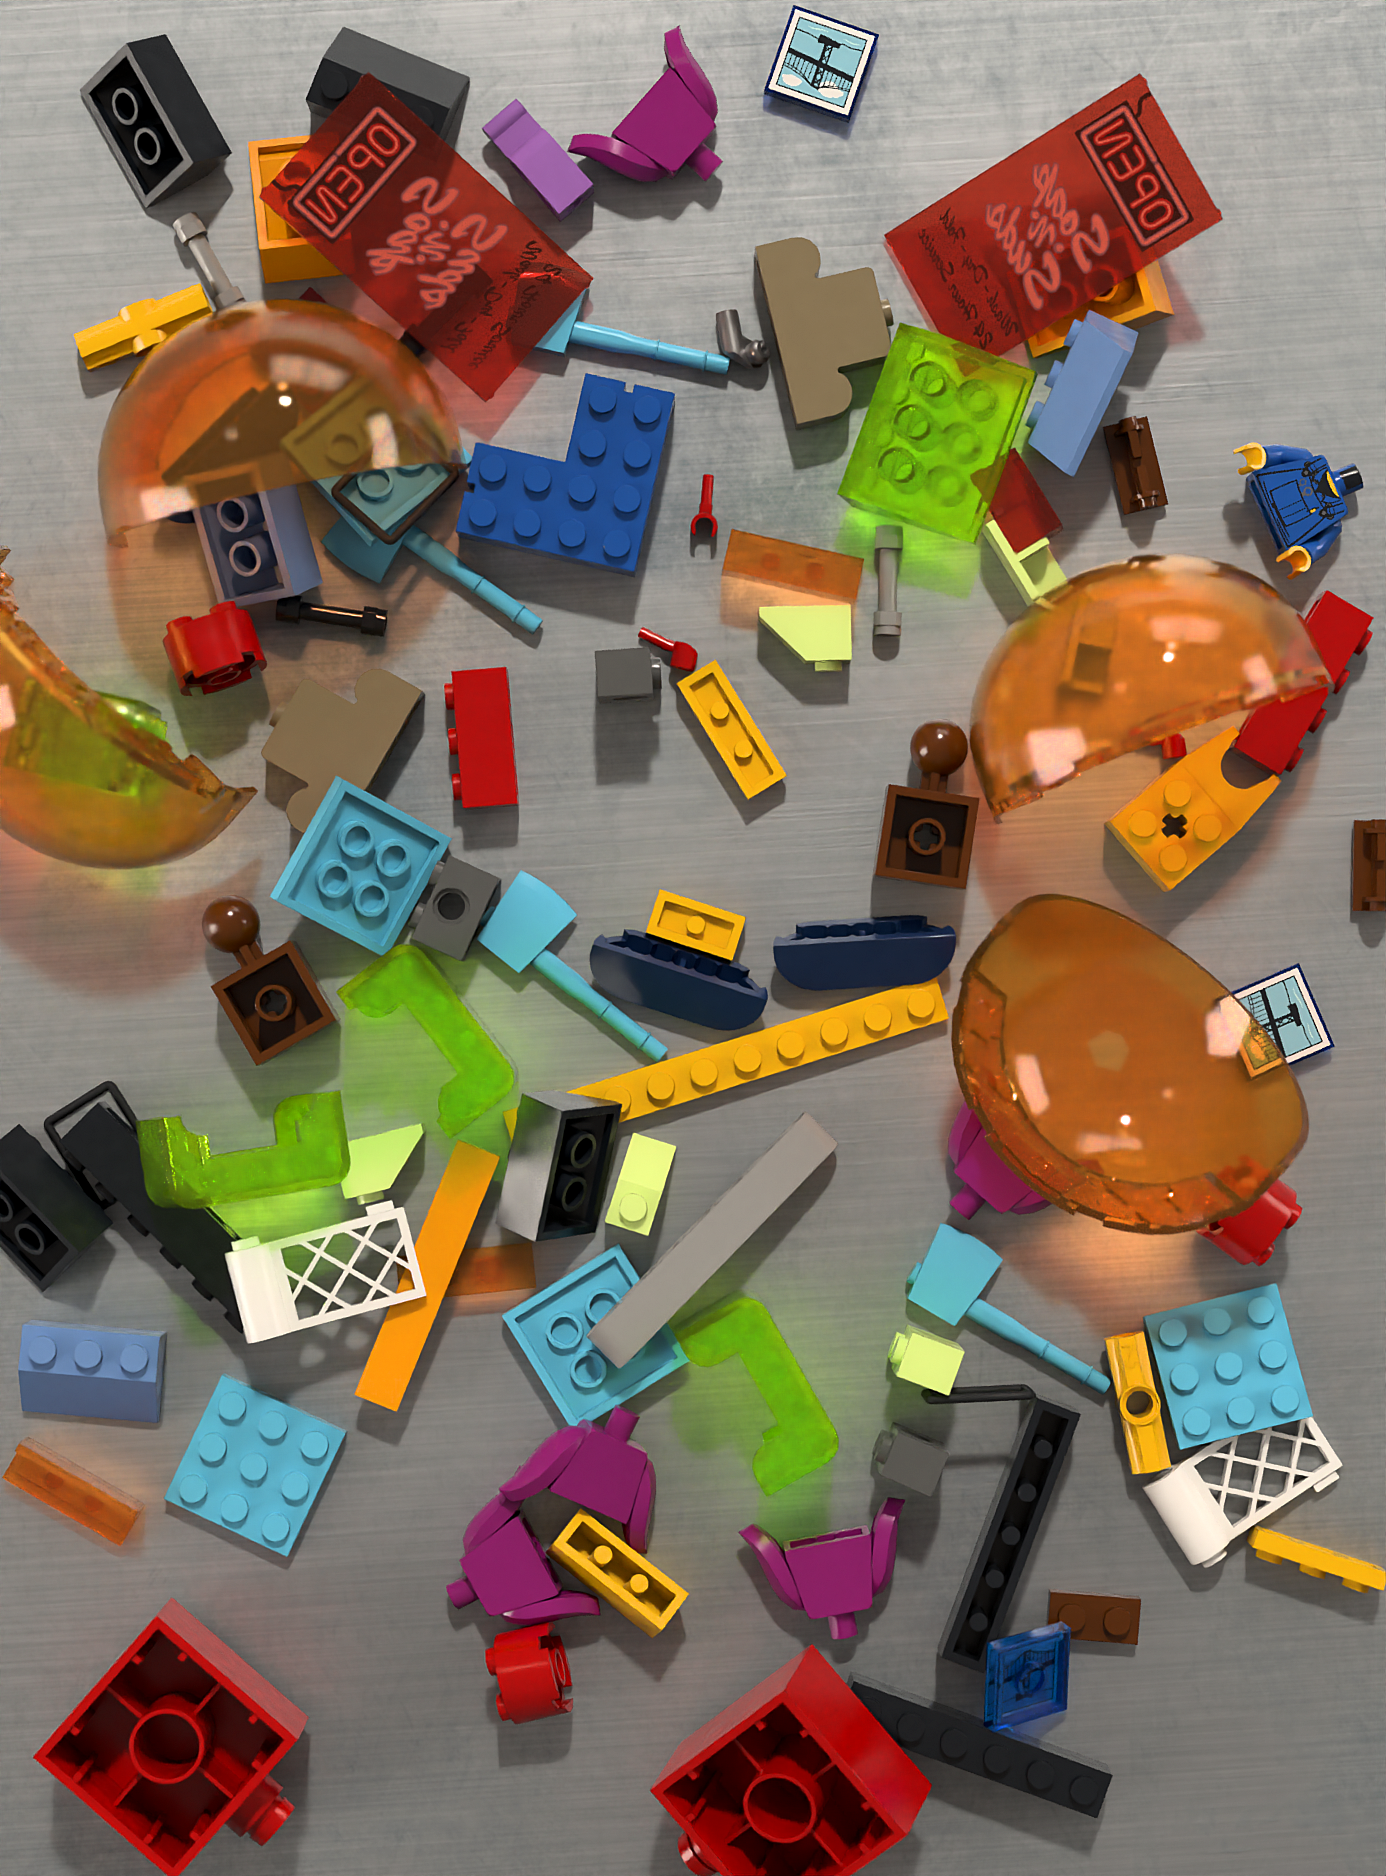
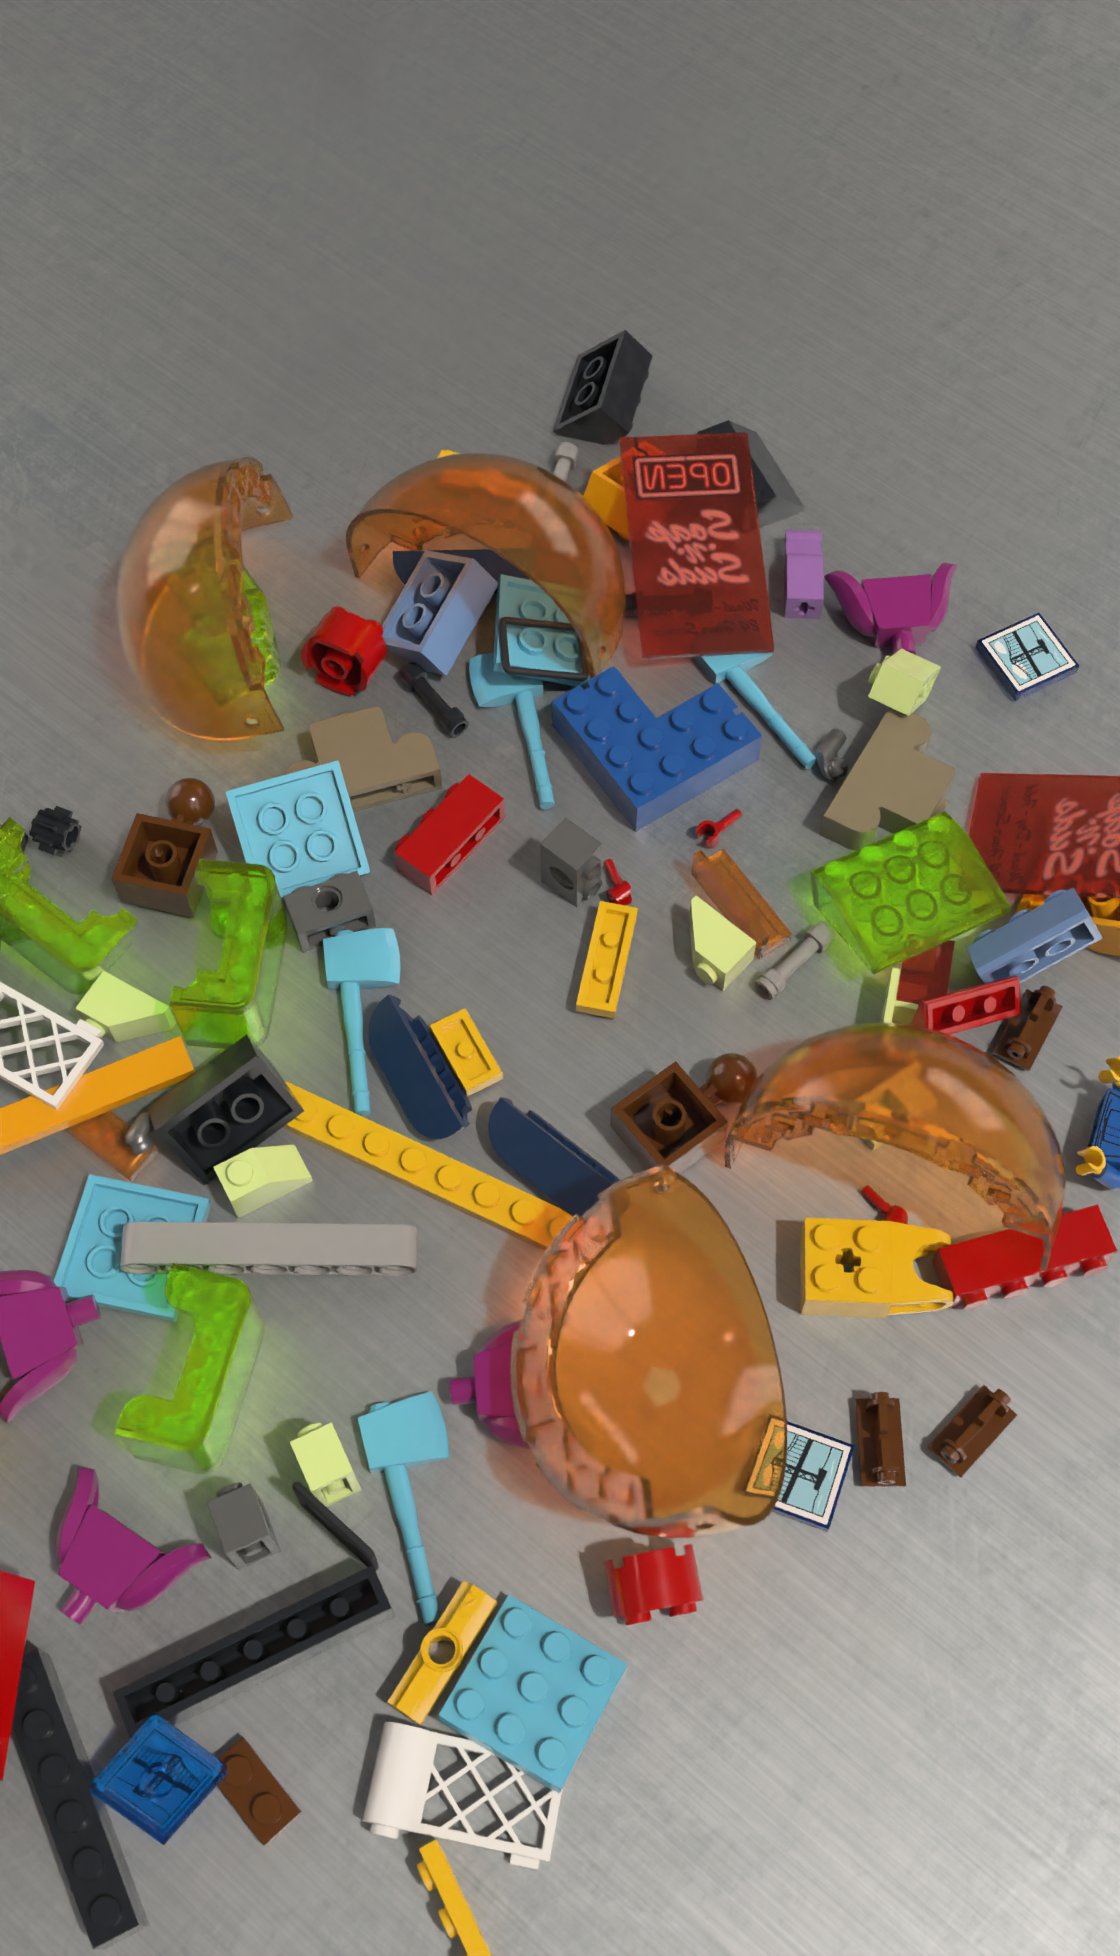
camera: 45 degrees right, 25 degrees down
(141, 1059) = (55, 830): none -> black gear
(508, 1245) = (138, 1136): none -> flat silver arm
(746, 212) = (903, 681): none -> yellowish green brick
(1082, 508) = (970, 1006): none -> red slope
(1315, 941) = (880, 1441): none -> reddish brown hinge

